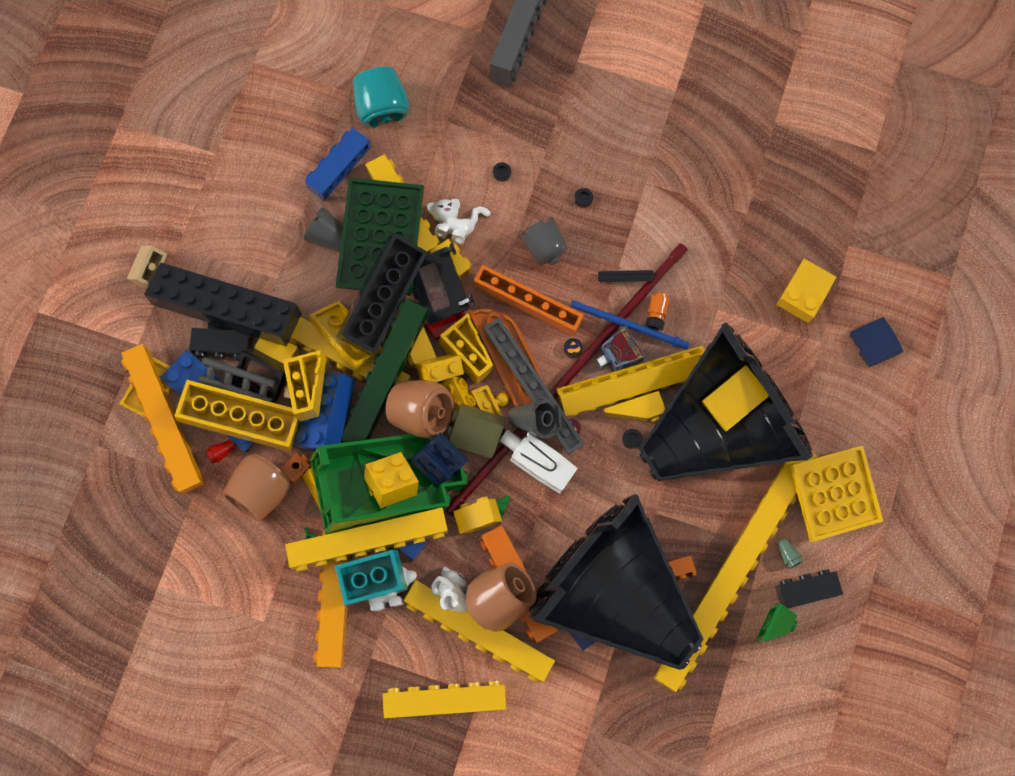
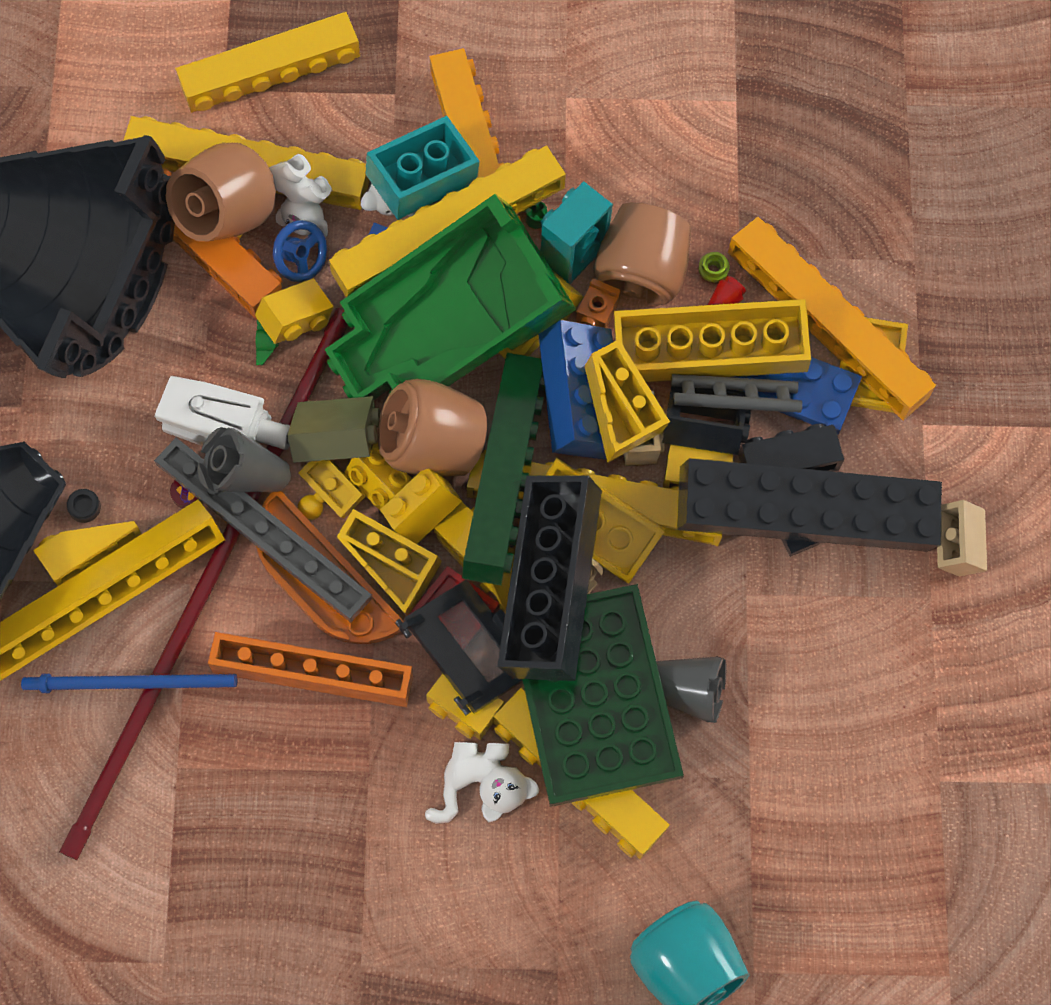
camera: 160 degrees right, 5 degrees down
(211, 474) = (718, 260): none -> lime plate
(293, 508) = (575, 231): none -> teal brick
(337, 163) = (720, 819): blue brick -> none
(391, 480) = (439, 308): yellow brick -> none
(439, 459) = (376, 364): dark blue slope -> none
(463, 561) = (286, 247): none -> blue piece
(502, 172) = (428, 900): black tile -> none
(544, 242) = (312, 780): dark grey cylinder -> none
(573, 348) = (216, 620): black tile -> none
(583, 197) = (268, 896): black tile -> none
(620, 351) = (135, 634): torso -> none
(625, 276) = (156, 767): black axle -> none
(655, 324) = (86, 700): black tile -> none
(658, 306) = (87, 731): orange brick -> none

